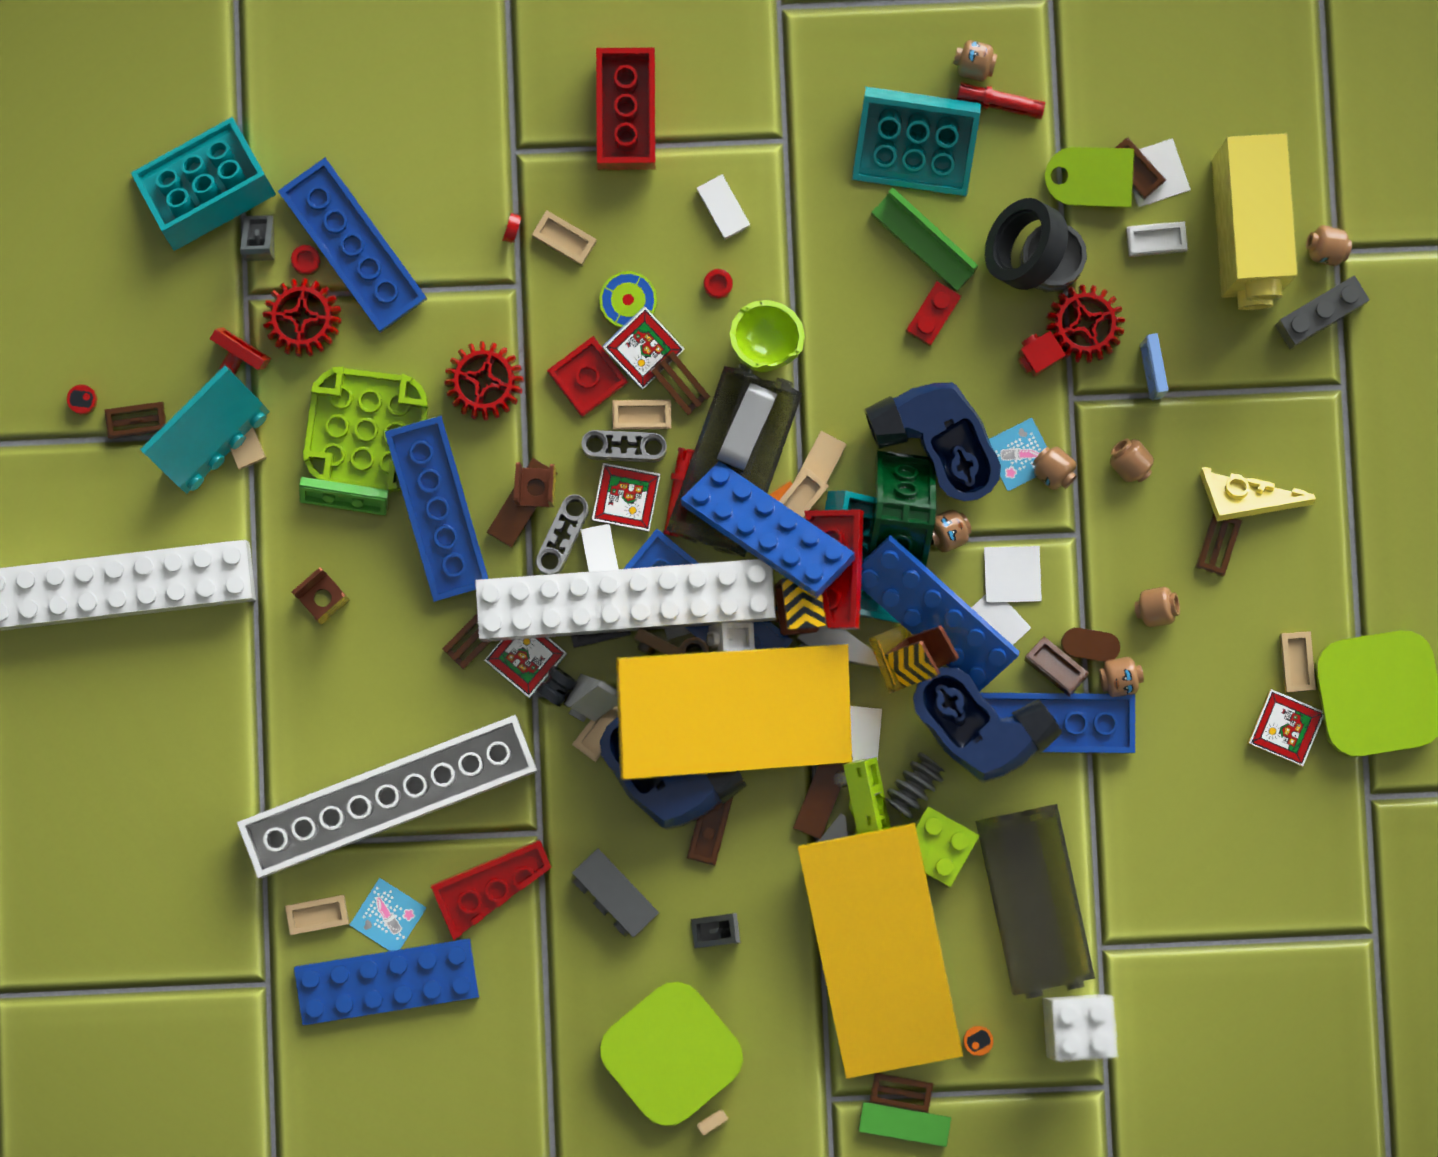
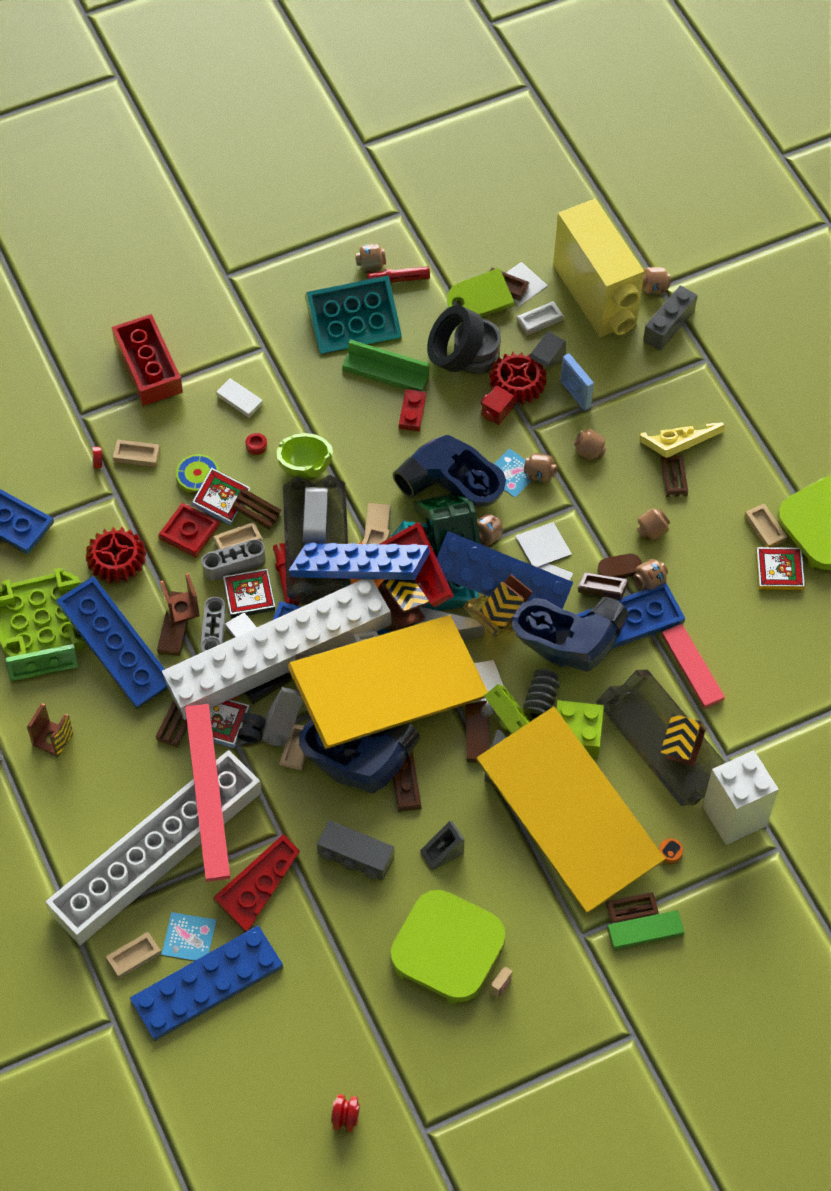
camera: 20 degrees left, 25 degrees down
(469, 761) = (207, 793): none -> coral tile
(1052, 919) = (683, 740): none -> piece
(1116, 815) = (693, 666): none -> coral tile
(1137, 307) = (549, 350): none -> dark grey slope

